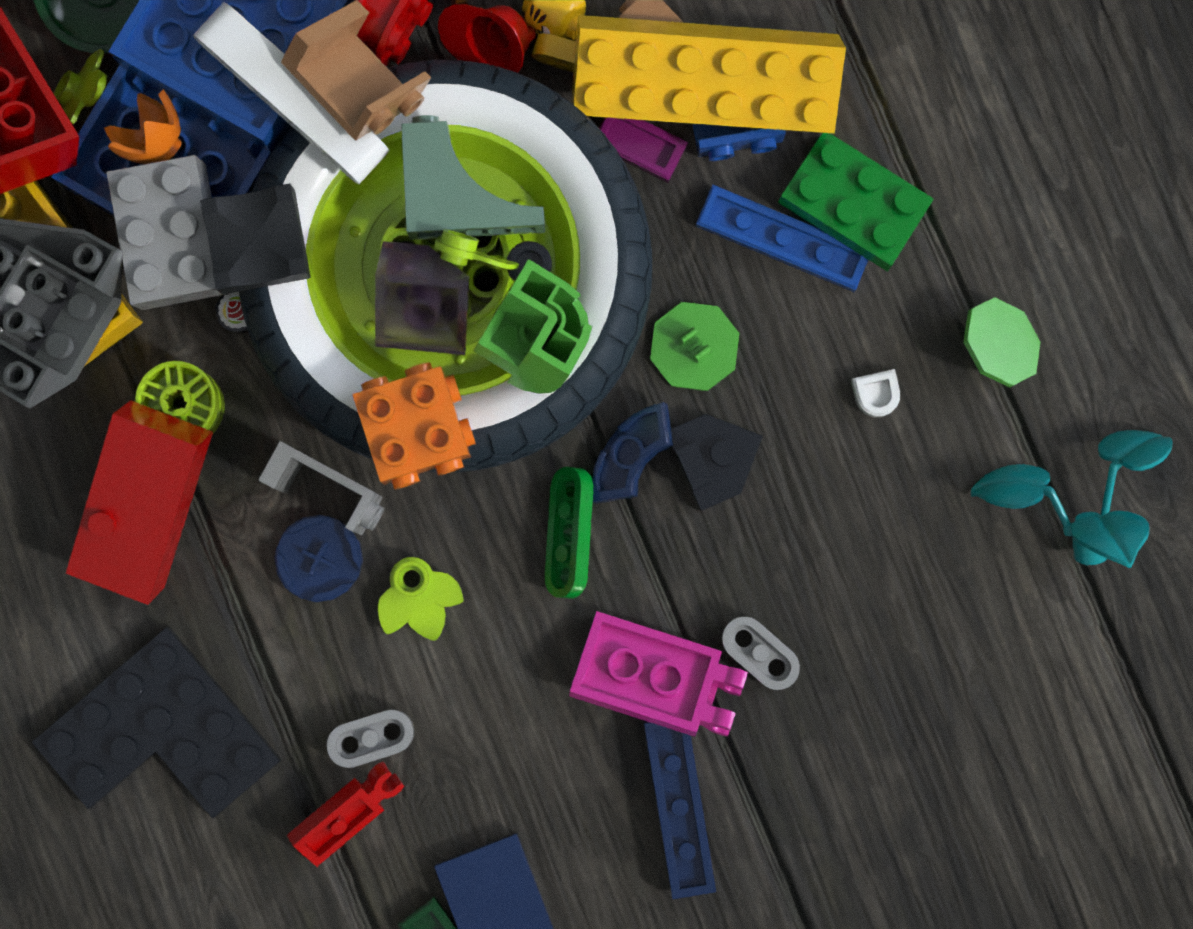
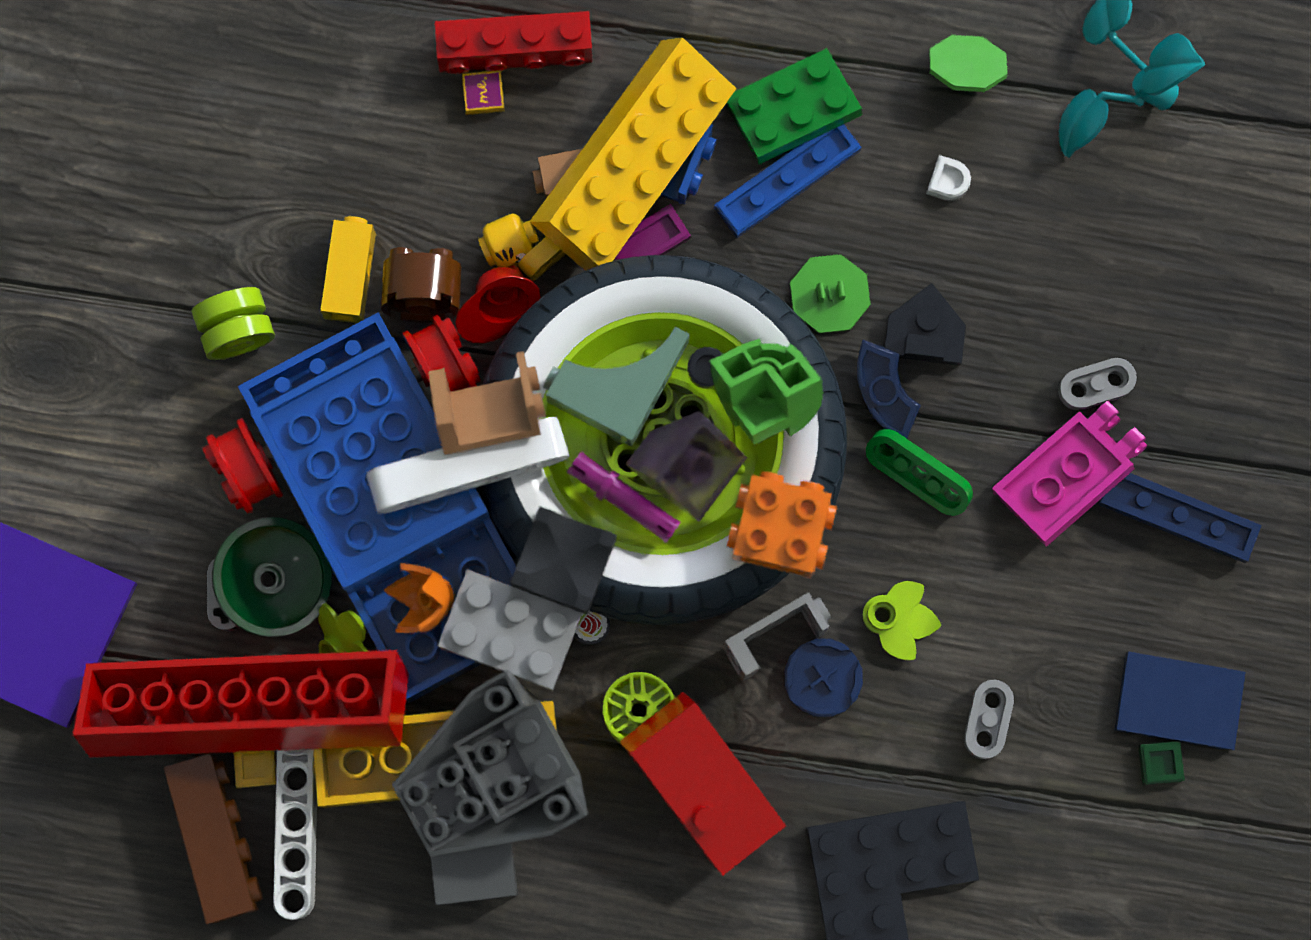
camera: 60 degrees left, 5 degrees down
(344, 814) = (1036, 773): red plate -> none
(354, 243) = (623, 497): none -> magenta pin
(460, 247) = (671, 405): lime plate -> none

